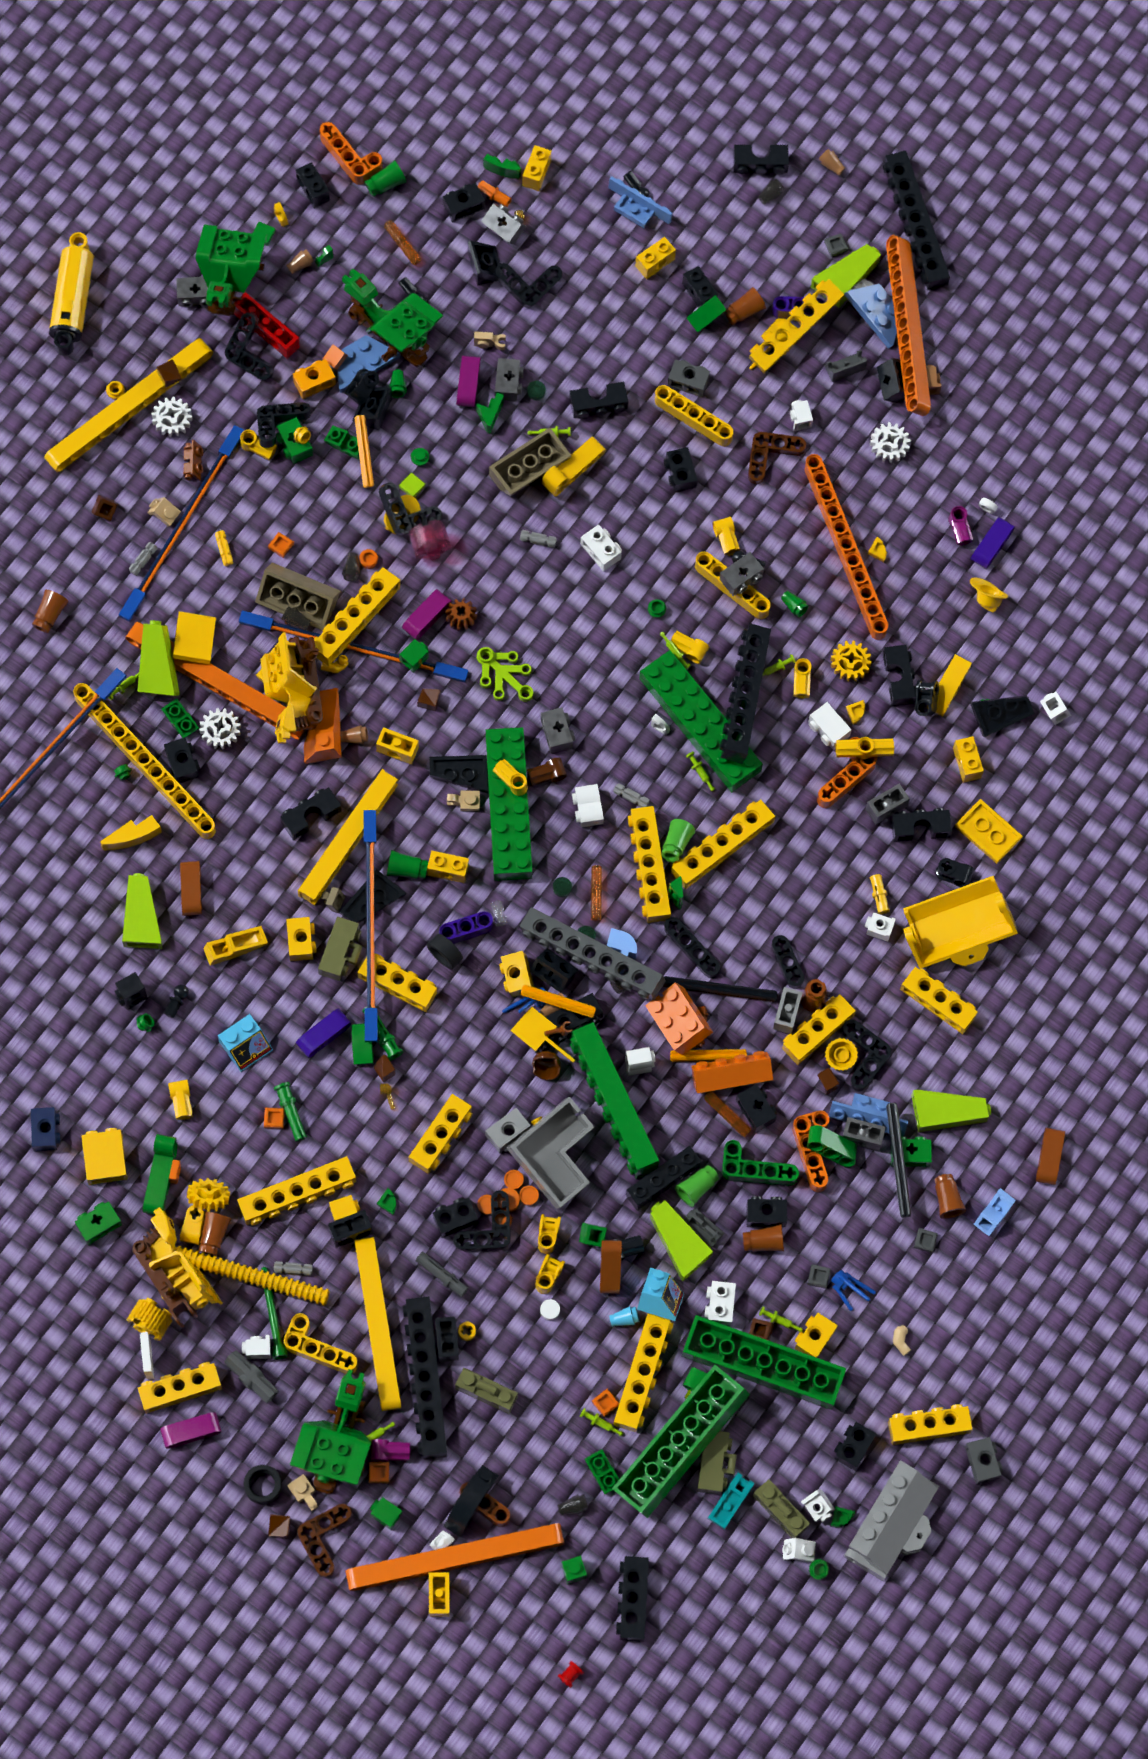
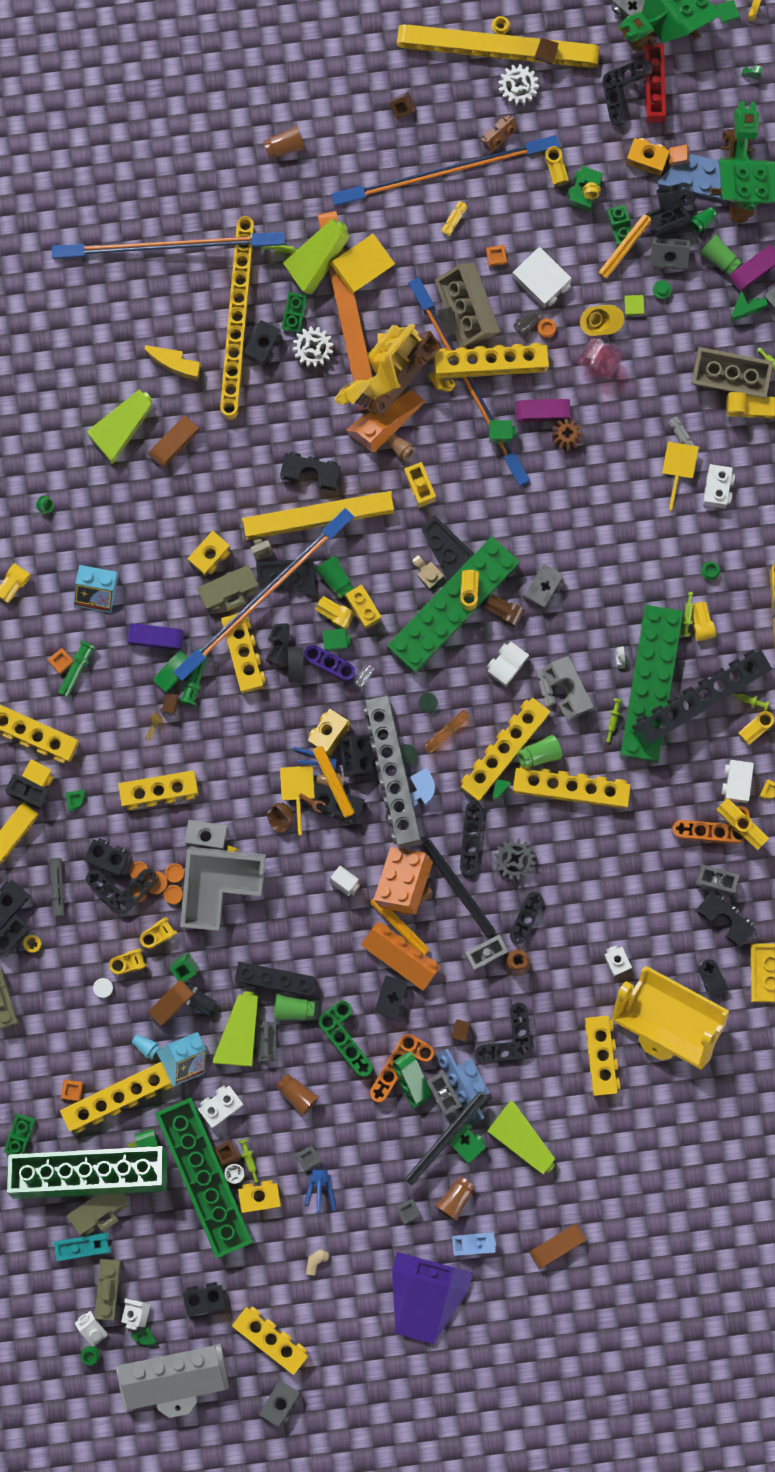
camera: 50 degrees right, 10 degrees up
(123, 772) = (215, 311): green plate -> none
(130, 991) = (55, 473): black brick -> none
(143, 558) = (390, 169): light grey axle -> none
(164, 510) = (440, 149): tan bracket -> none
(180, 992) = (90, 508): black axle -> none
(235, 945) = (161, 513): yellow slope -> none
(266, 417) = (586, 156): black beam -> none
(300, 261) = (731, 59): medium nougat cone -> none
(329, 528) = (542, 278): none -> white brick
(389, 427) = (661, 246): none -> dark grey brick
(407, 520) = (600, 327): black beam -> none
(414, 947) = (280, 639): none -> black slope
(429, 699) = (480, 473): reddish brown slope -> none
(435, 395) = (720, 255): none -> bright green plant
(436, 889) = (339, 615): none -> yellow piece
(453, 908) = (336, 640): none -> green brick
(503, 672) = (551, 506): lime plant -> none
(557, 556) = (679, 461): none -> yellow piece
(600, 1422) = (53, 1099): lime piece -> none
(614, 1100) = (298, 890): green brick -> none
(636, 773) = (564, 674): none -> light grey arch
(727, 1114) = (368, 980): clear orange axle -> none
(744, 931) = (519, 866): none -> dark grey gear
(756, 1218) = (325, 1087): black brick -> none
(781, 1334) = (231, 1173): none -> white wheel
(798, 1051) = (464, 990): yellow brick -> none
(841, 1054) = (490, 1022): yellow hat -> none
(879, 894) = (642, 937): yellow pin -> none
(999, 1283) = (425, 1296): none -> dark purple wedge

